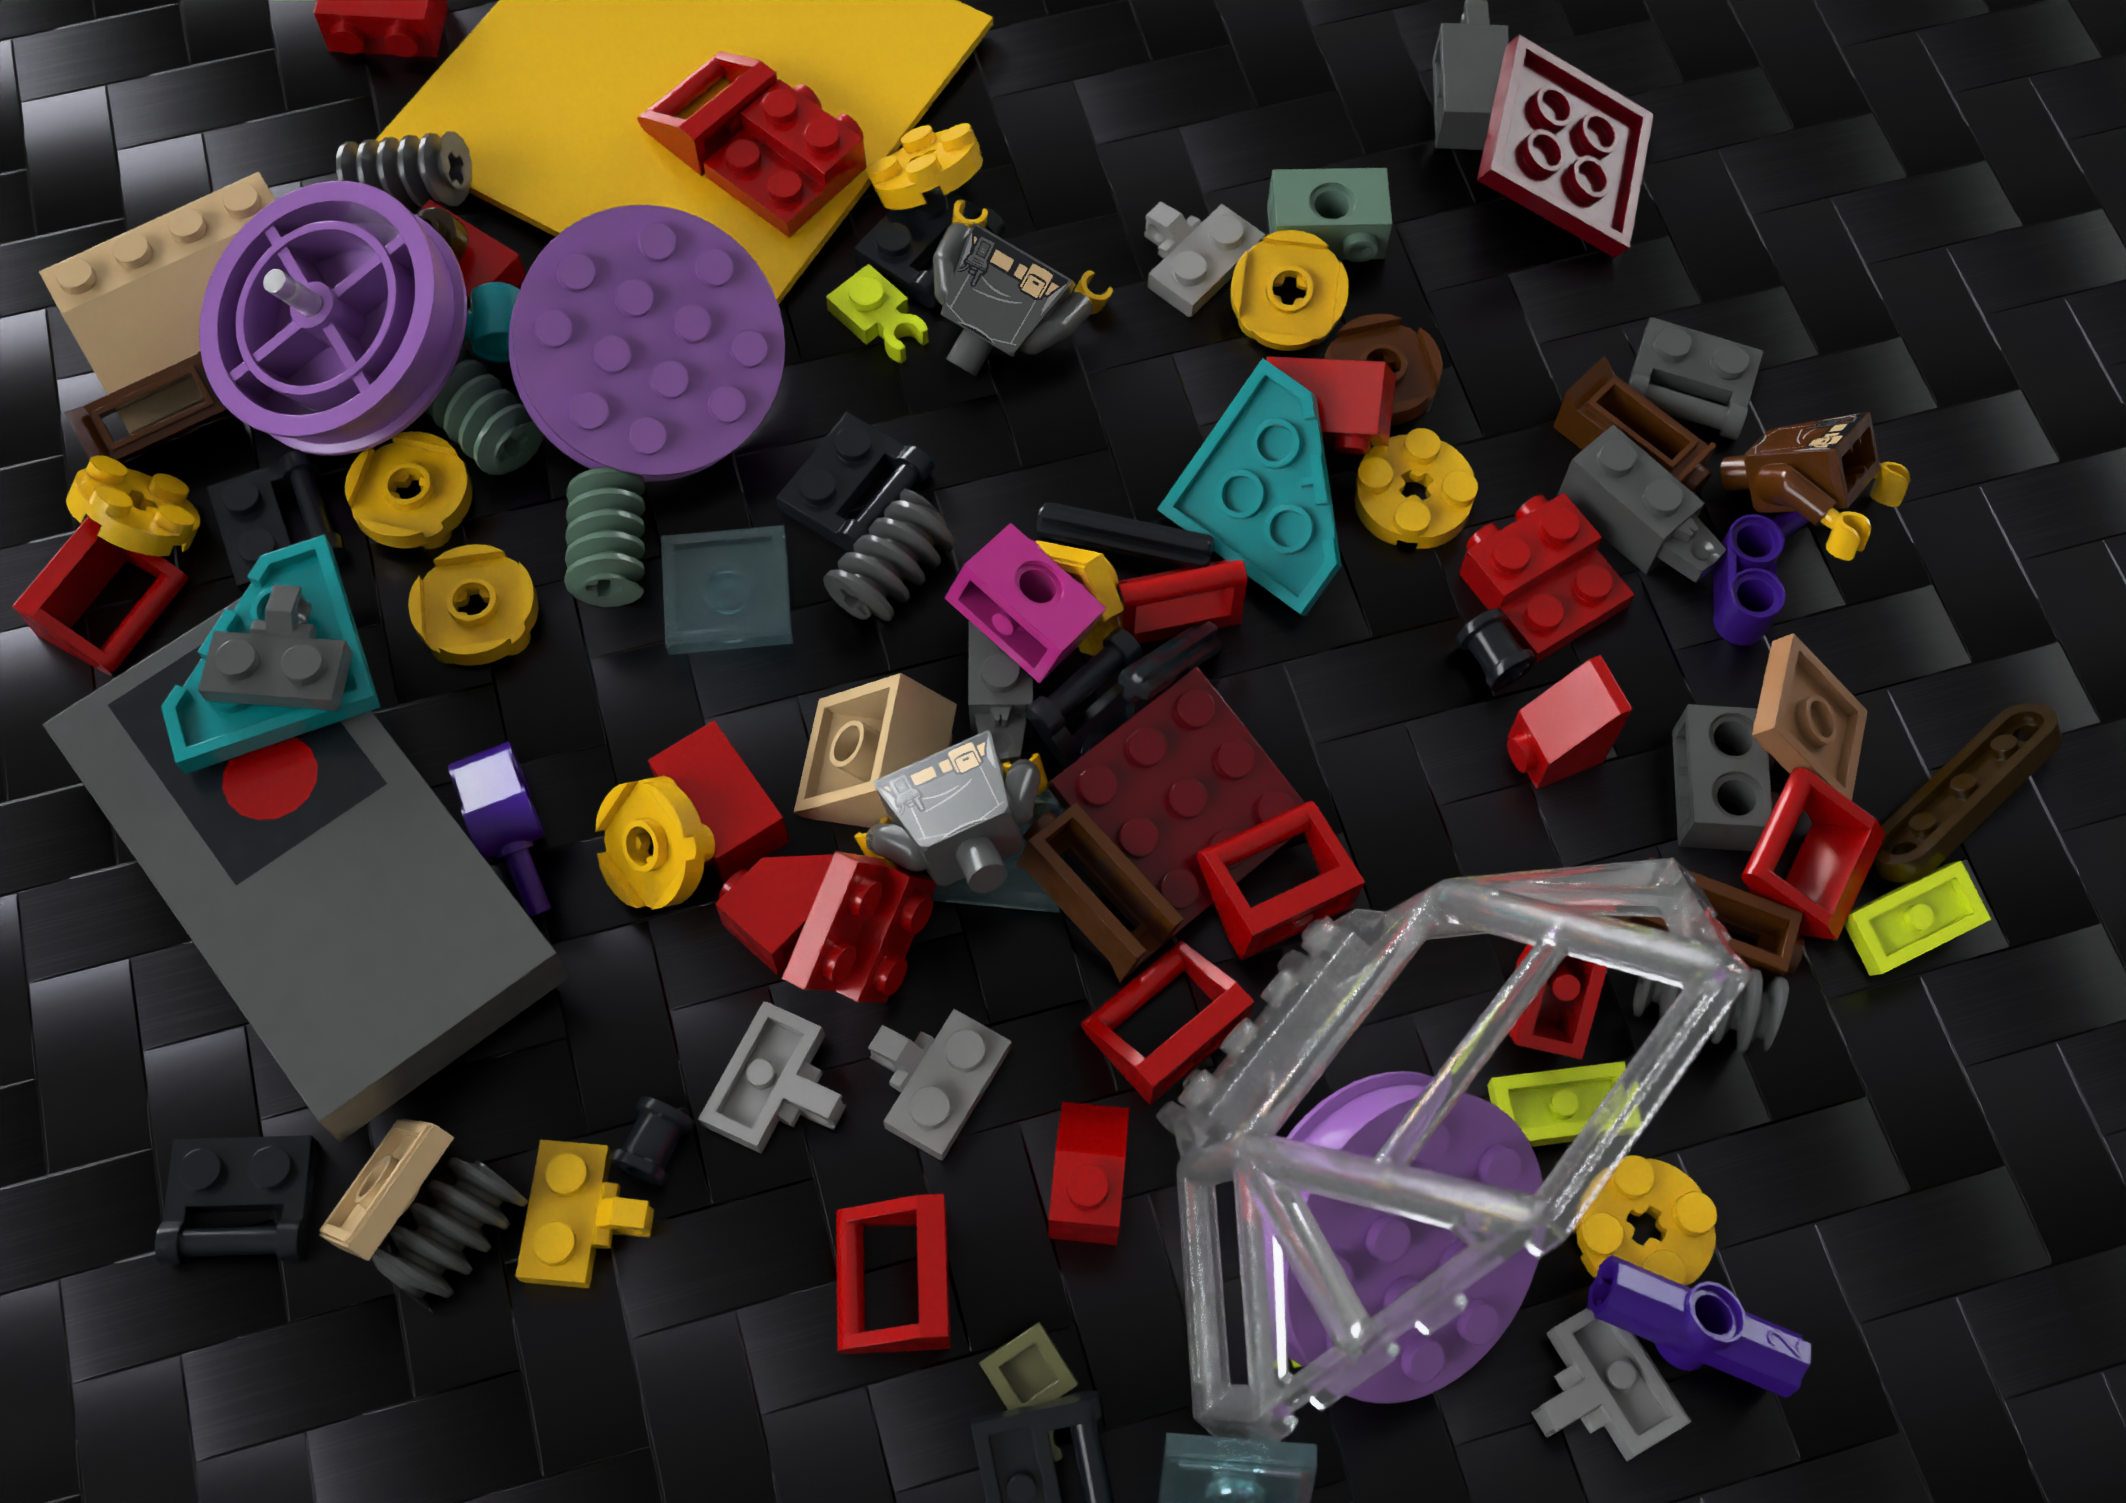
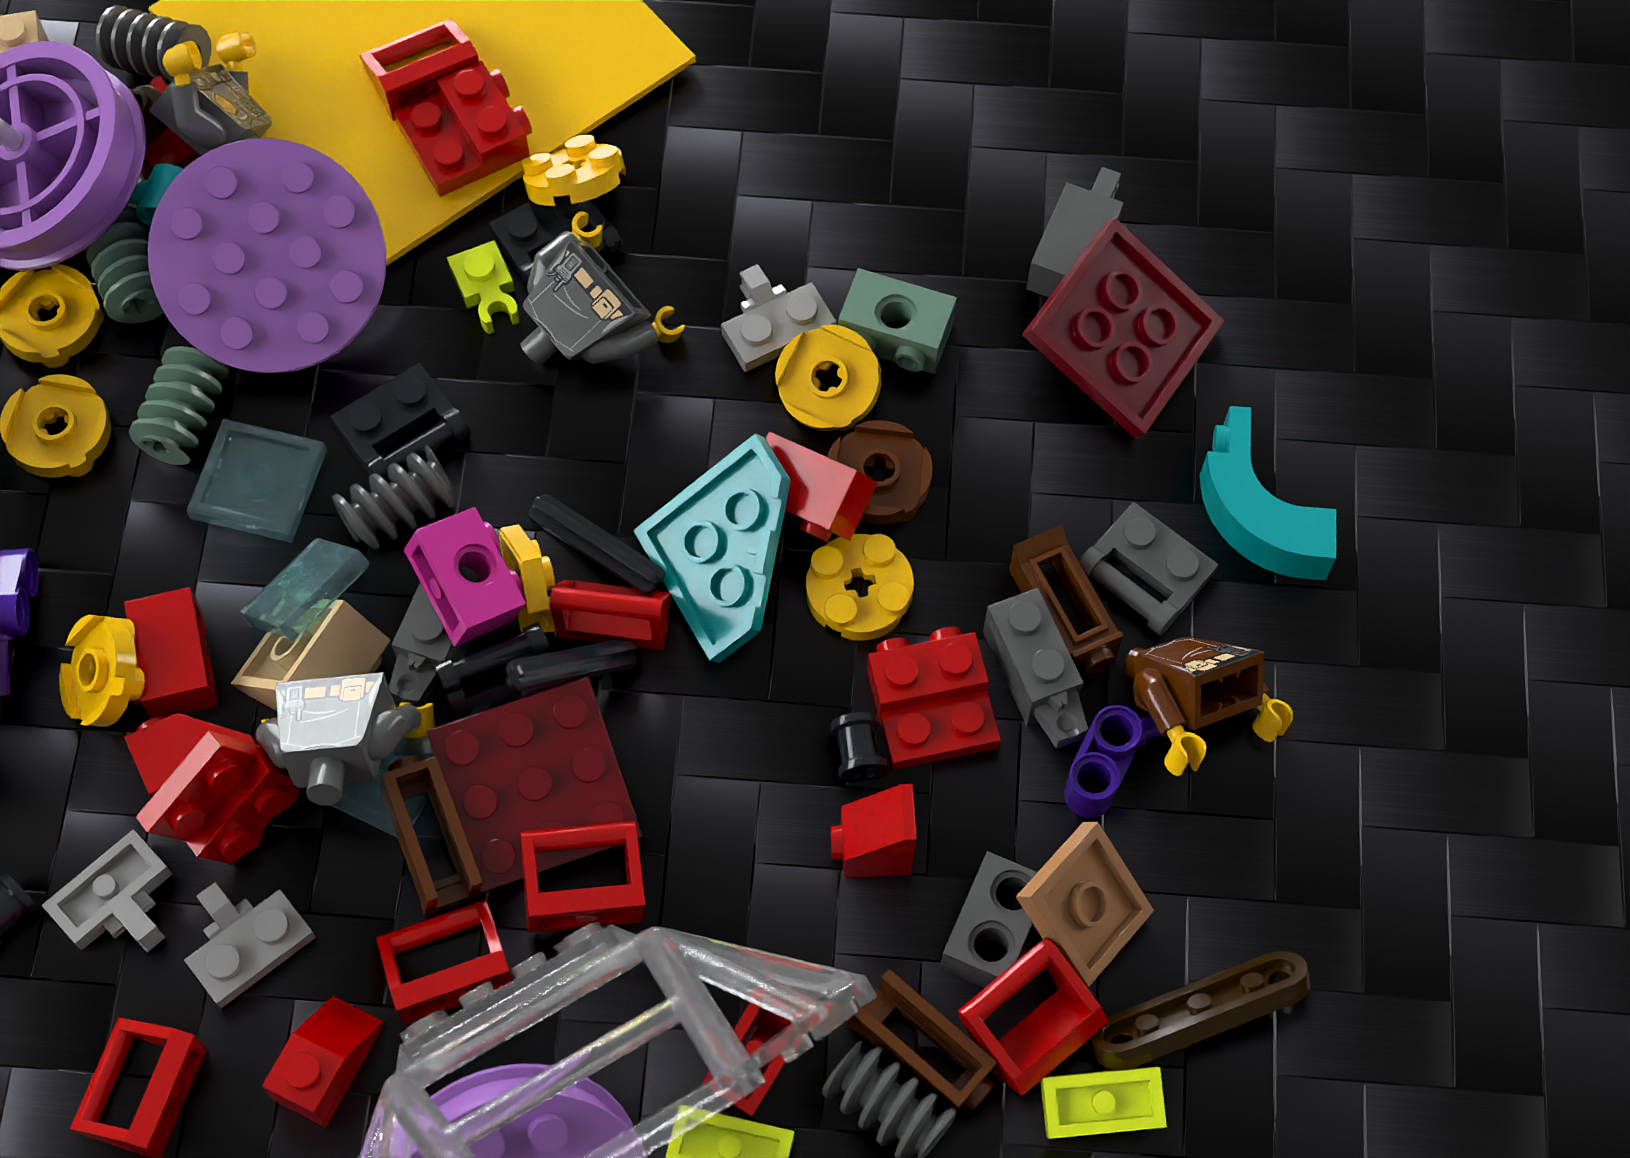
camera: 20 degrees right, 0 degrees up
(500, 203) = (210, 102): none -> torso
(840, 681) = (305, 588): none -> clear light blue plate
(1774, 293) = (1253, 521): none -> teal arch

